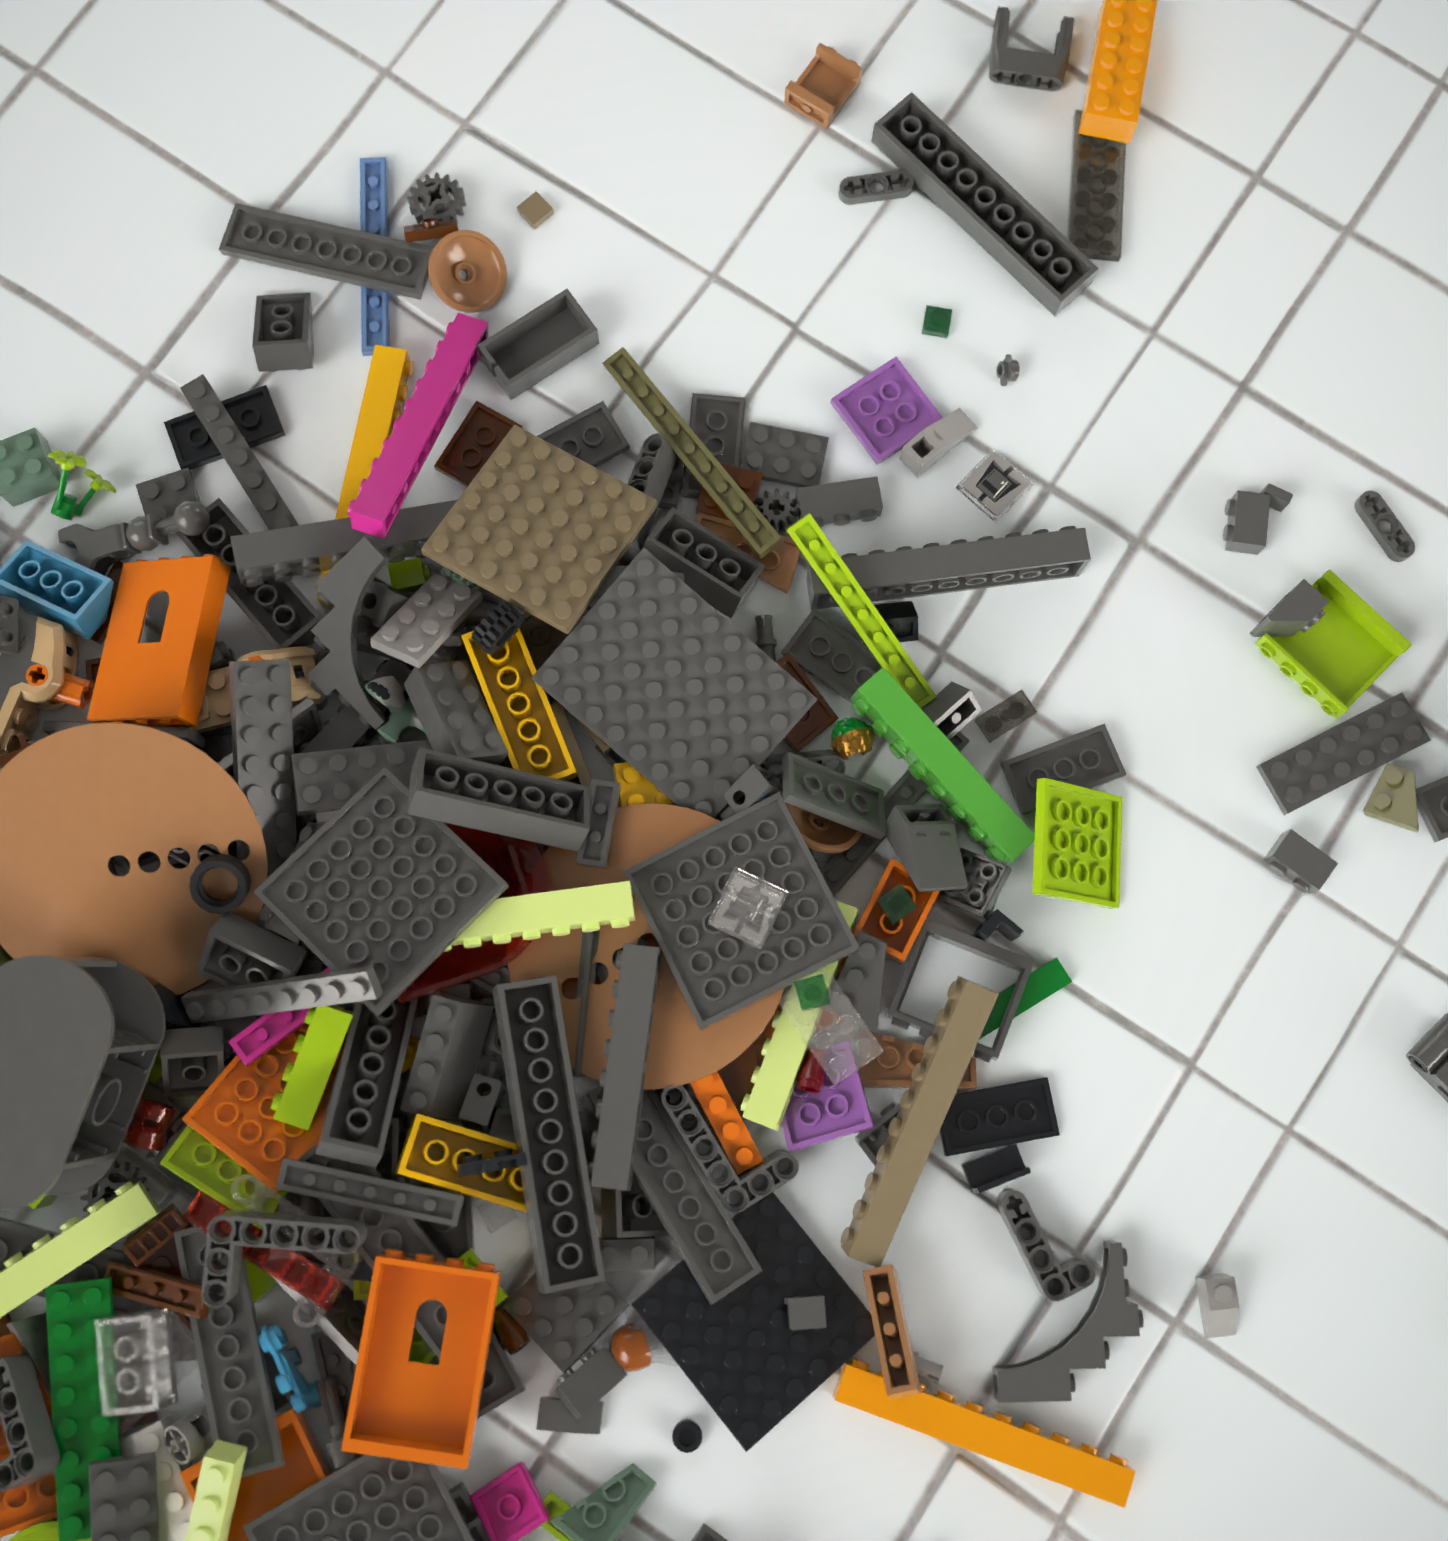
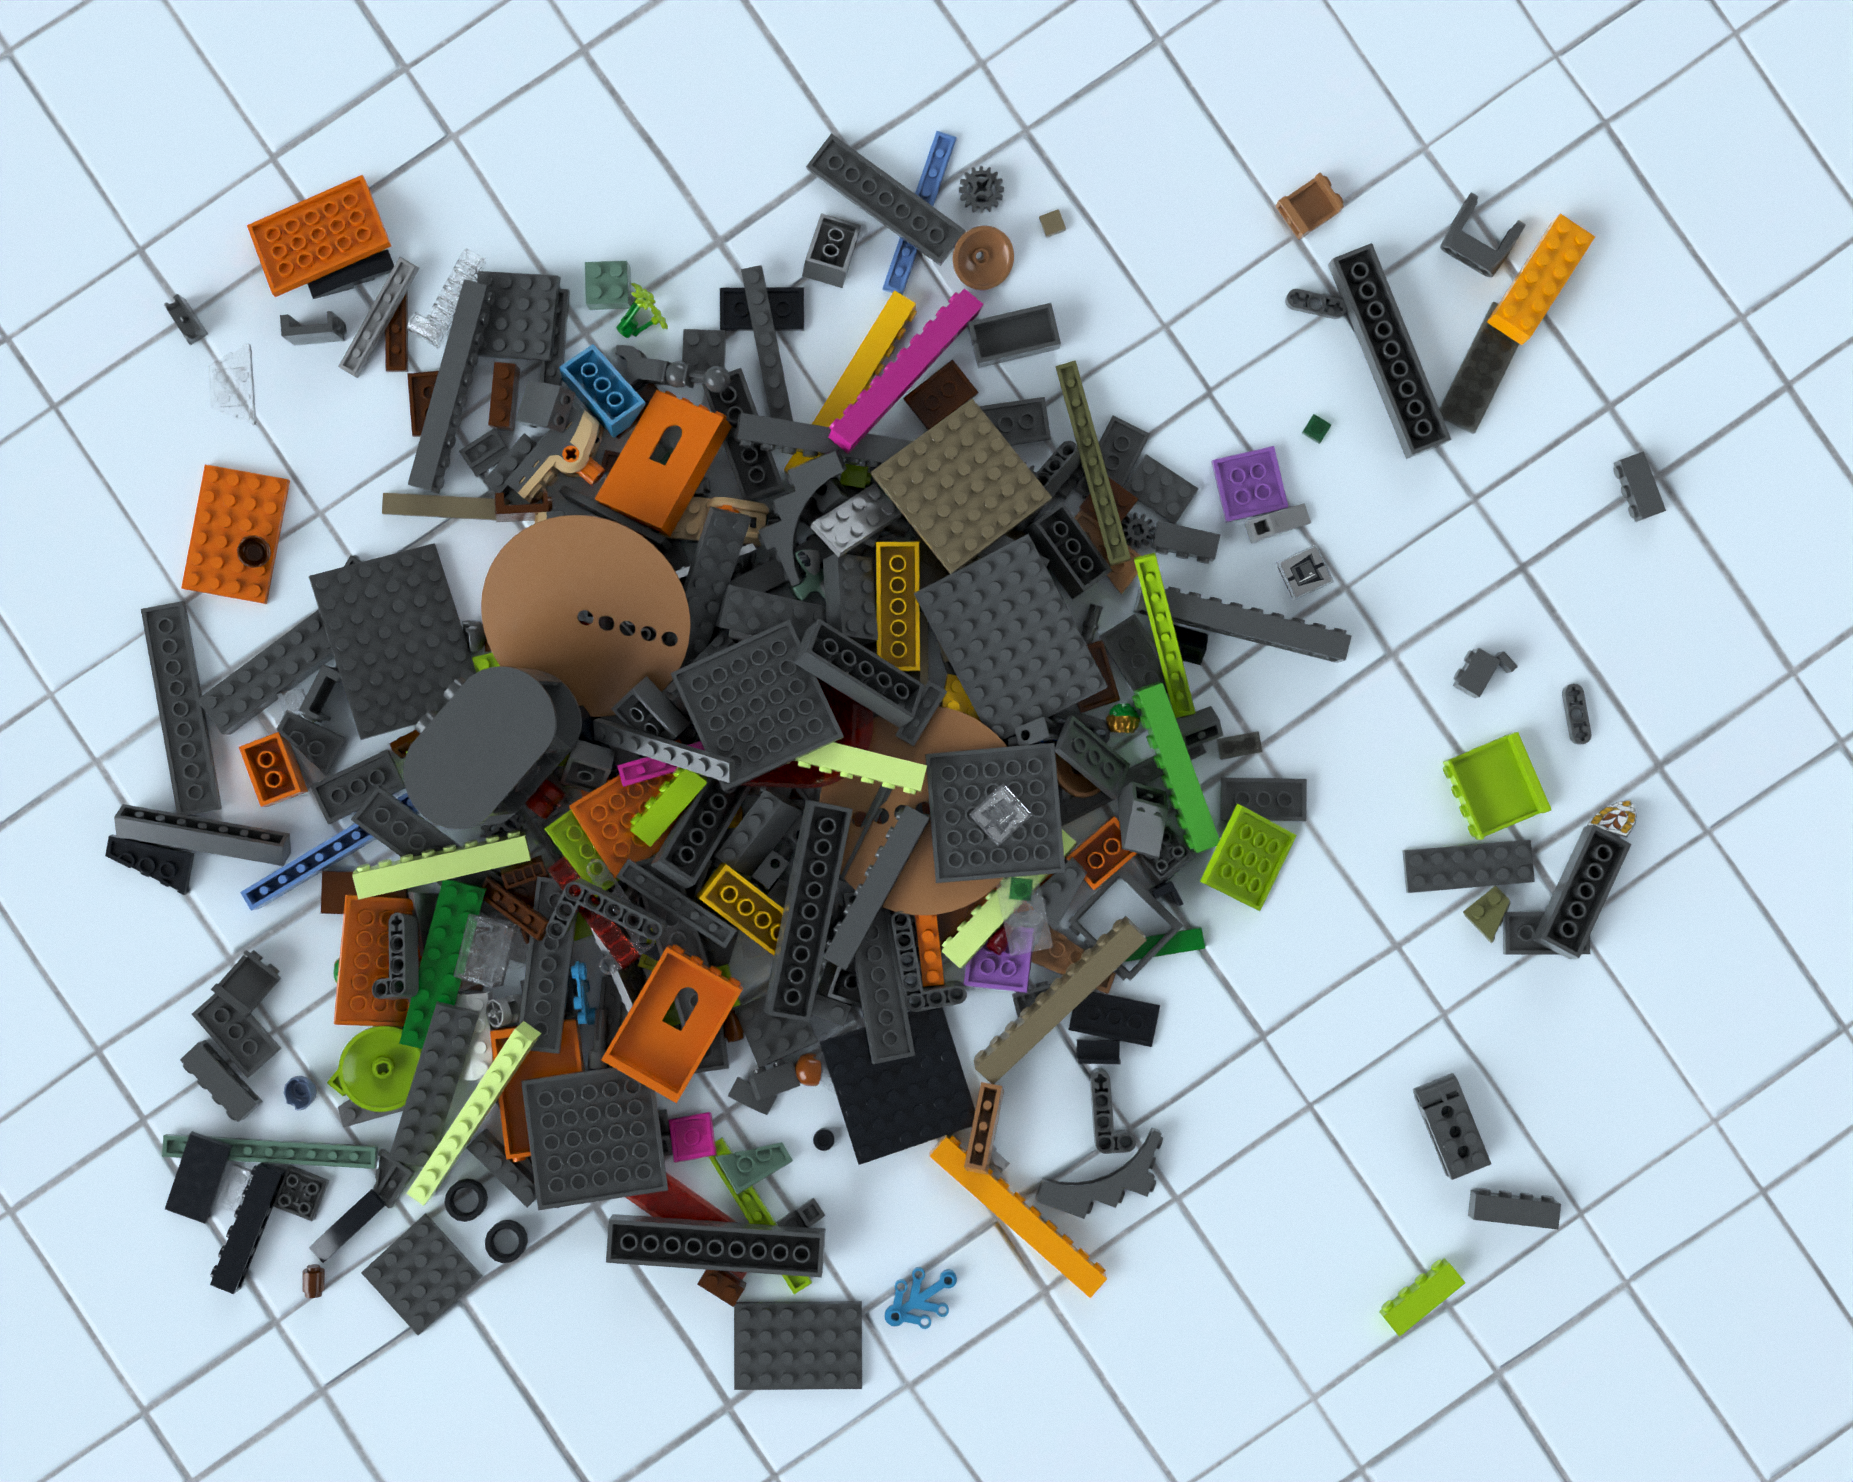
camera: 25 degrees right, 10 degrees up
(206, 901) = (638, 668): black tyre -> none
(429, 229) = (968, 214): reddish brown plate -> none
(497, 627) = (904, 550): black tyre -> none
(503, 1159) = (771, 917): black wing -> none
(806, 1312) = (933, 1093): dark grey panel -> none
(896, 904) = (1104, 850): clear green plate -> none
(1007, 370) = (1352, 488): dark grey plate -> none
(1218, 1304) = (1209, 1198): light grey slope -> none
(1293, 613) = (1477, 753): dark grey slope -> none
(1300, 862) = (1401, 930): dark grey brick -> none
(1333, 247) = (1638, 486): none -> dark grey brick

